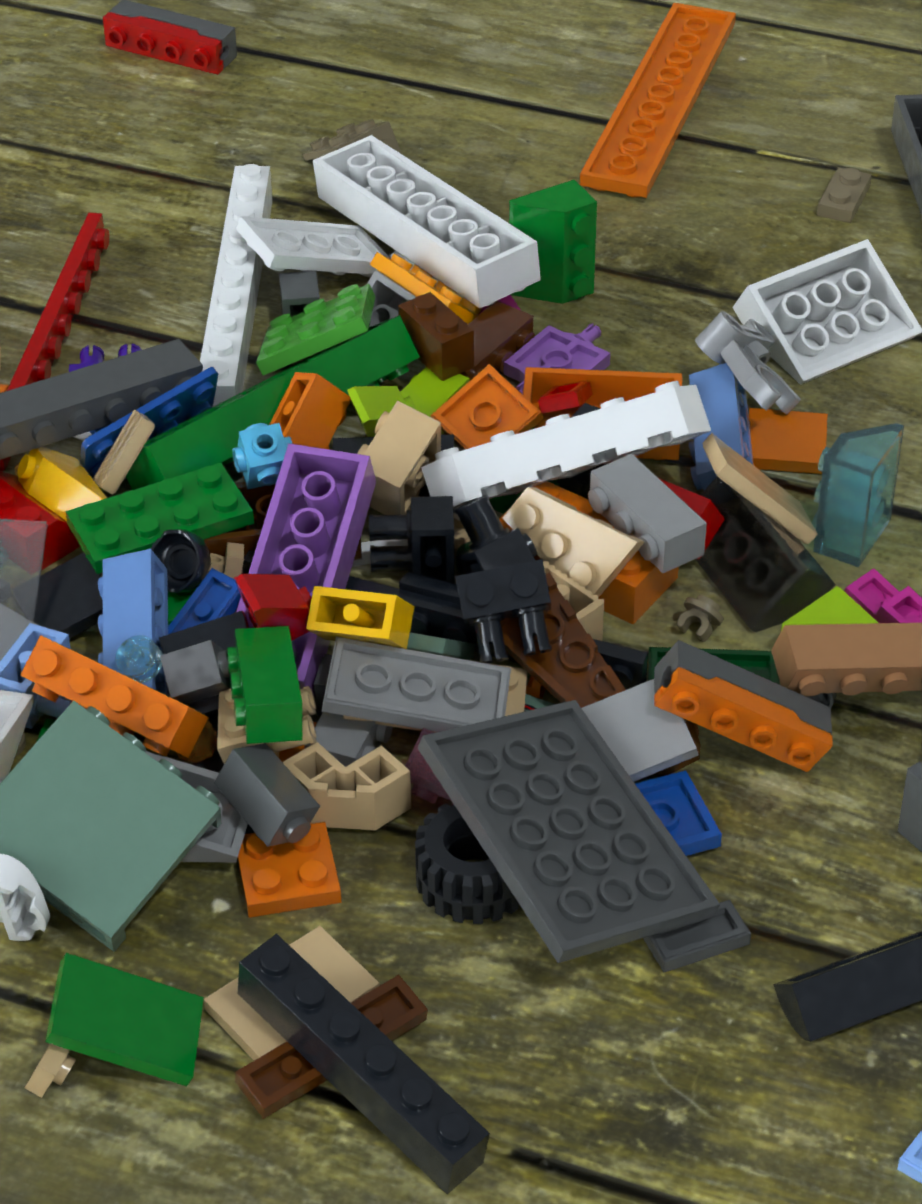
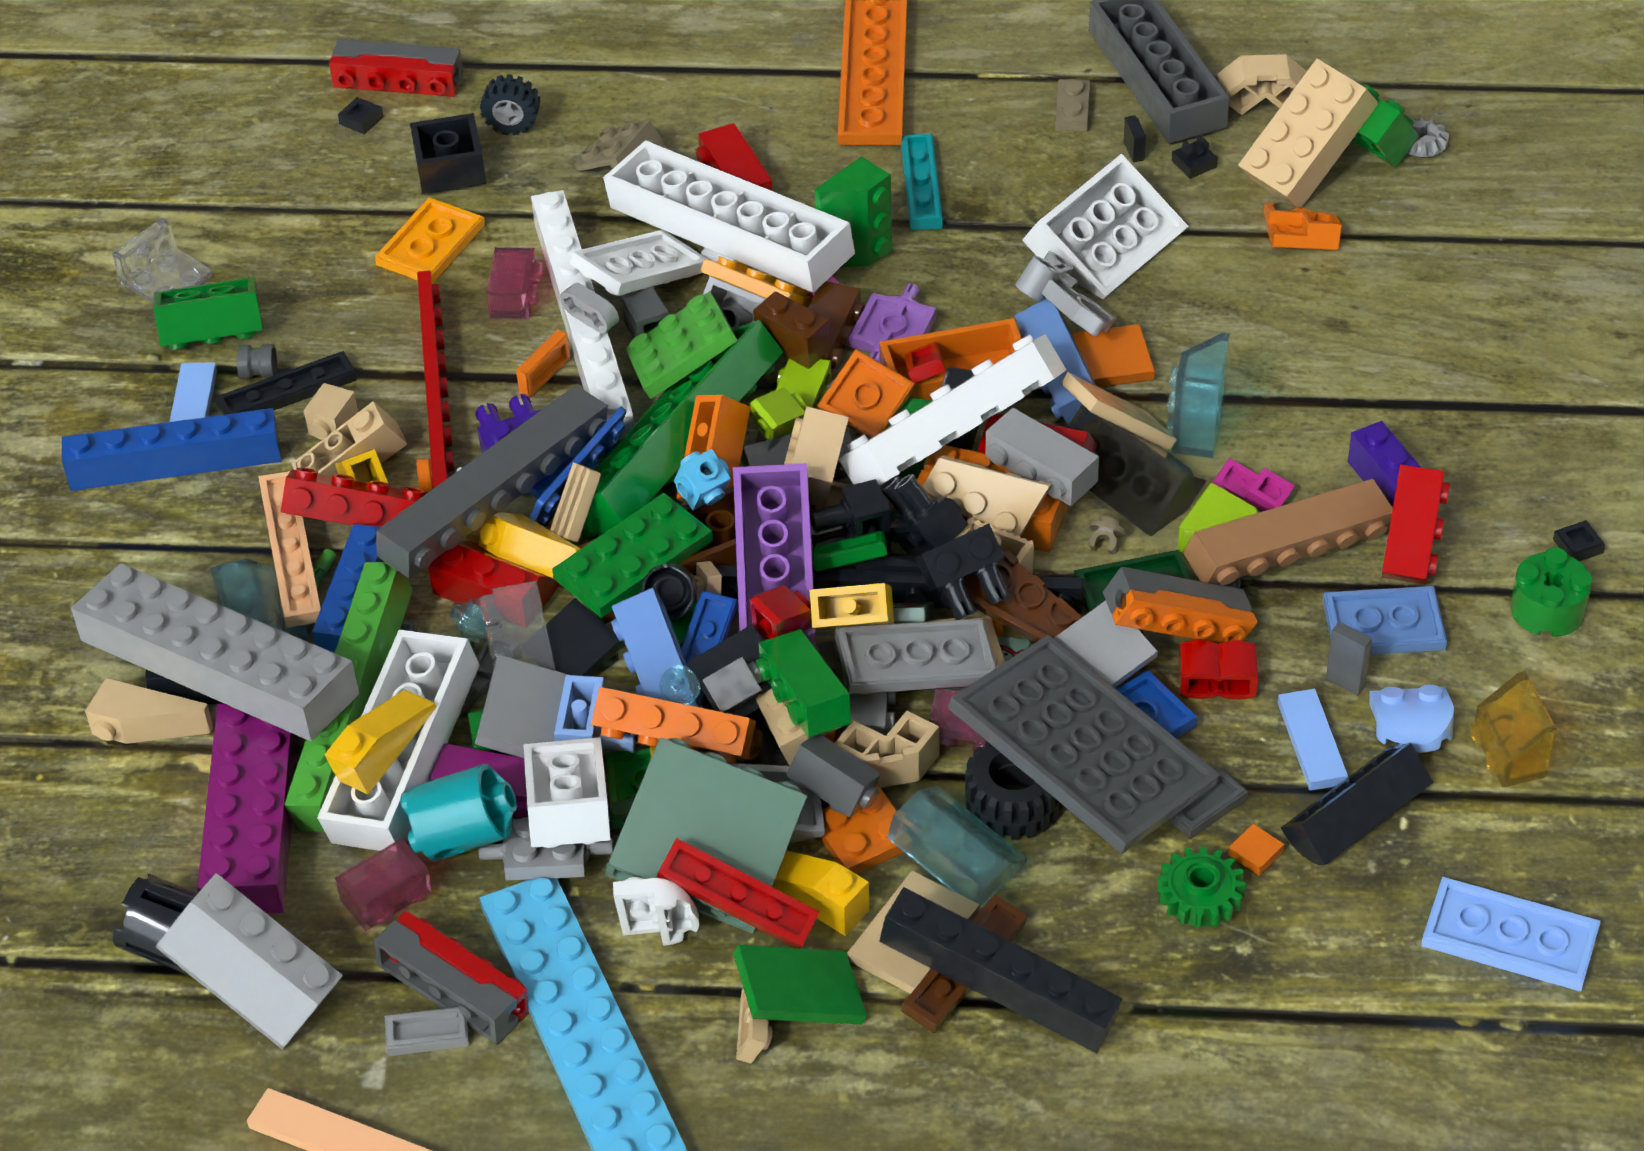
camera: 15 degrees left, 5 degrees up
(95, 897) = (738, 894): none -> red plate
(116, 72) = (360, 115): none -> black tile
(126, 192) = (430, 240): none -> light orange tile
(176, 321) = (543, 363): none -> orange tile
(177, 116) = (448, 153): none -> black brick
(183, 244) = (513, 282): none -> clear pink brick
(206, 920) = (826, 887): none -> yellow slope
(233, 272) = (589, 307): none -> light grey beam
(248, 81) = (498, 107): none -> black wheel
(378, 906) = (954, 845): none -> clear light blue slope
(398, 566) = (849, 551): none -> green tile
(460, 167) = (729, 152): none -> red brick
(648, 1030) = (1201, 887): none -> green gear
(651, 235) = (921, 182): none -> teal tile
(735, 1003) = (1256, 849): none -> orange tile
(768, 789) = (1218, 669): none -> red brick
(852, 894) = (1312, 739): none -> light blue tile
(896, 235) = (1134, 138): none -> black tile

